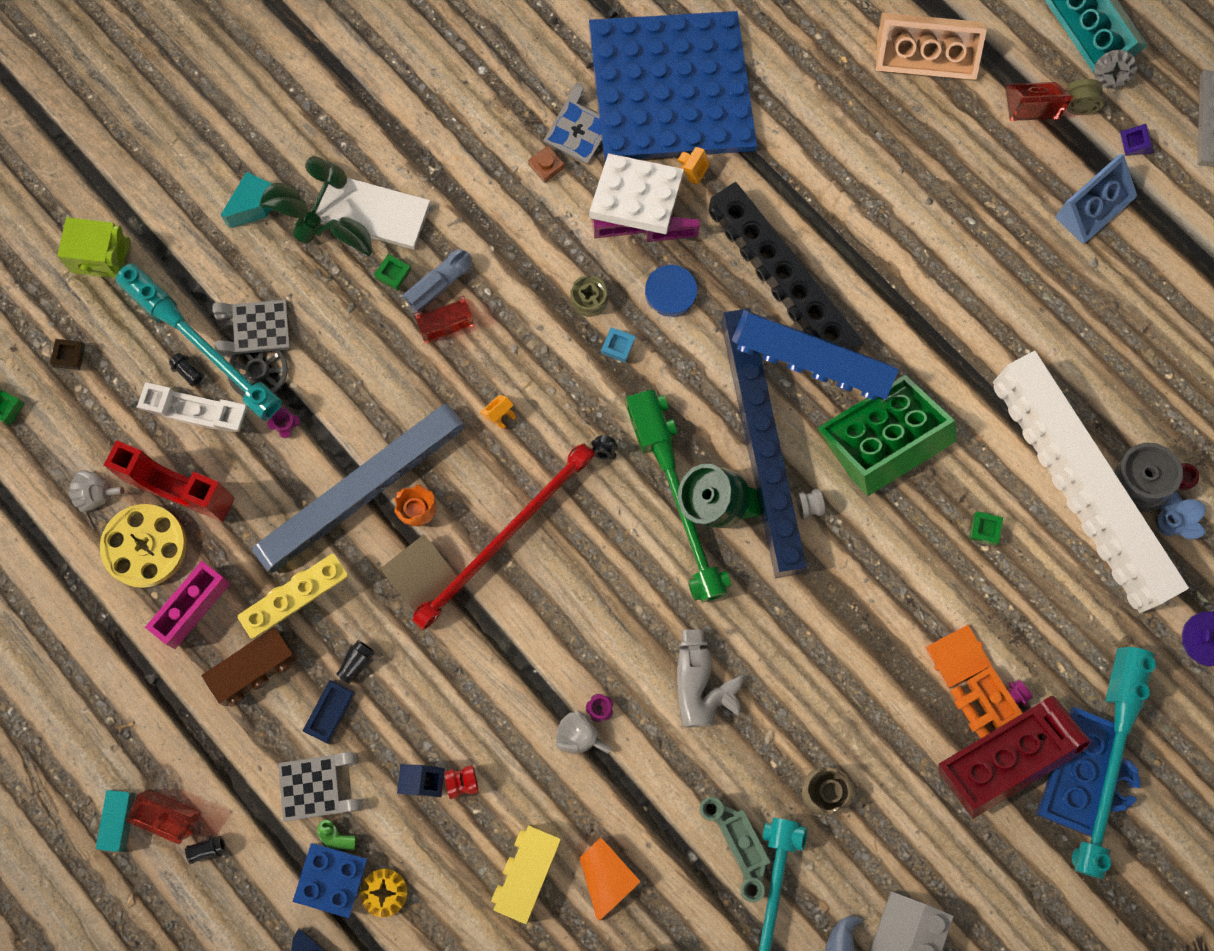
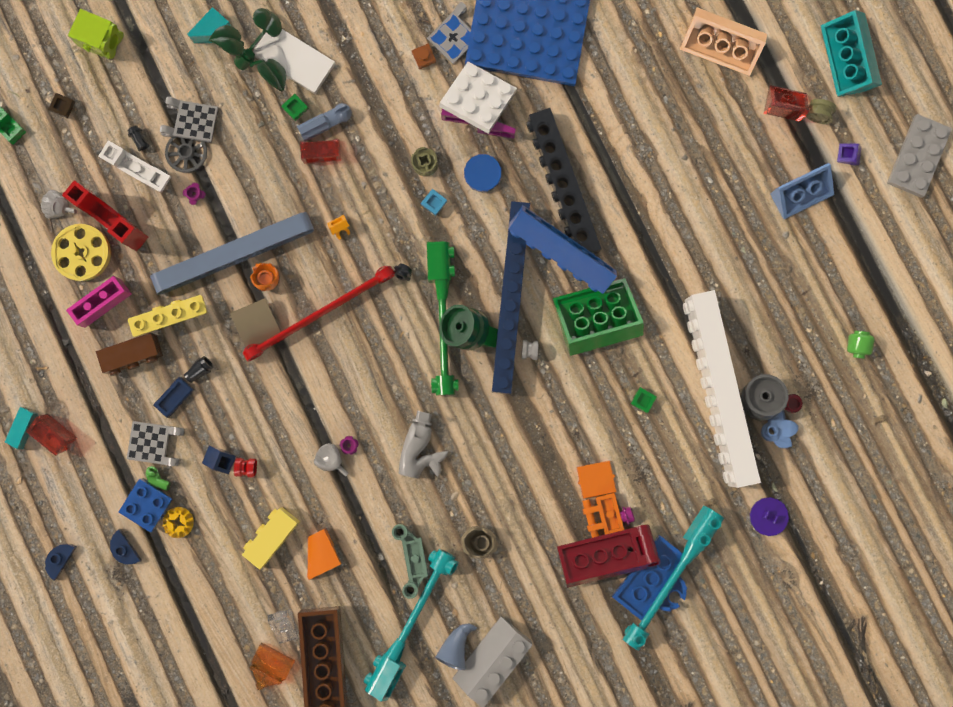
camera: 20 degrees right, 10 degrees up
(163, 307) = (132, 90): teal bar -> none
(212, 847) = (72, 462): black pin -> none
(694, 164) = (526, 86): light orange tile -> none
(1106, 64) = (844, 92): light grey gear -> none

